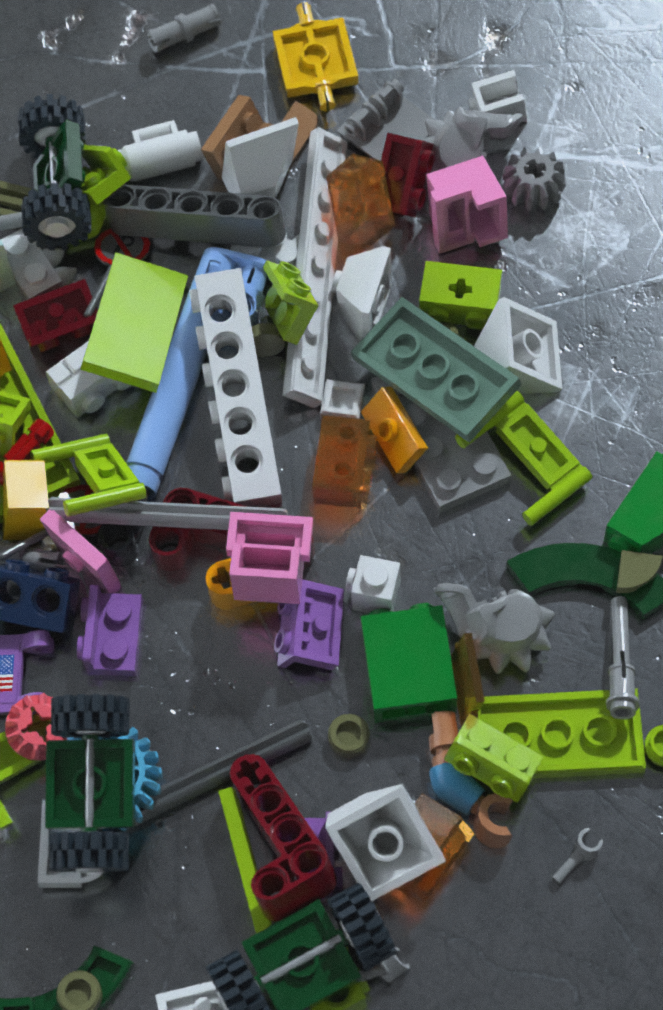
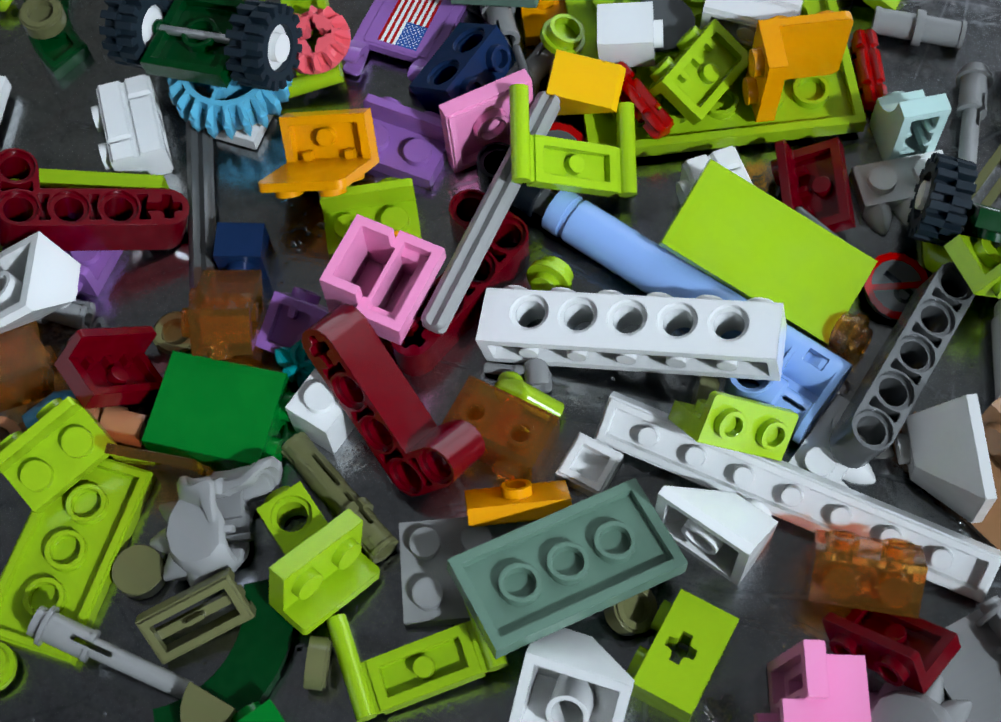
camera: 110 degrees right, 0 degrees up
(160, 668) = (323, 152): none -> light orange bracket
(174, 854) = (132, 127): none -> white brick
(177, 259) = (851, 335): none -> clear orange plate
(195, 625) = (387, 202): none -> lime bracket
(201, 472) = (549, 273): none -> lime plate
(260, 708) = (243, 247): none -> dark blue plate
(286, 457) = (534, 372): none -> light grey hand
(308, 449) = (514, 384): none -> lime arm
(326, 681) = (224, 313): none -> clear orange brick
(346, 622) = (294, 362): none -> teal plant
(369, 522) = (385, 406): none -> dark red beam
(407, 749) = (110, 366): none -> dark red bracket
(443, 542) = (338, 495): none -> olive pin
(477, 556) = (285, 504): none -> lime brick
(503, 531) = (321, 574): none -> lime bracket
(550, 673) = (139, 572): none -> olive tile
(564, 518) = (317, 663): none -> olive tile
(568, 607) = (221, 580): none -> olive tile

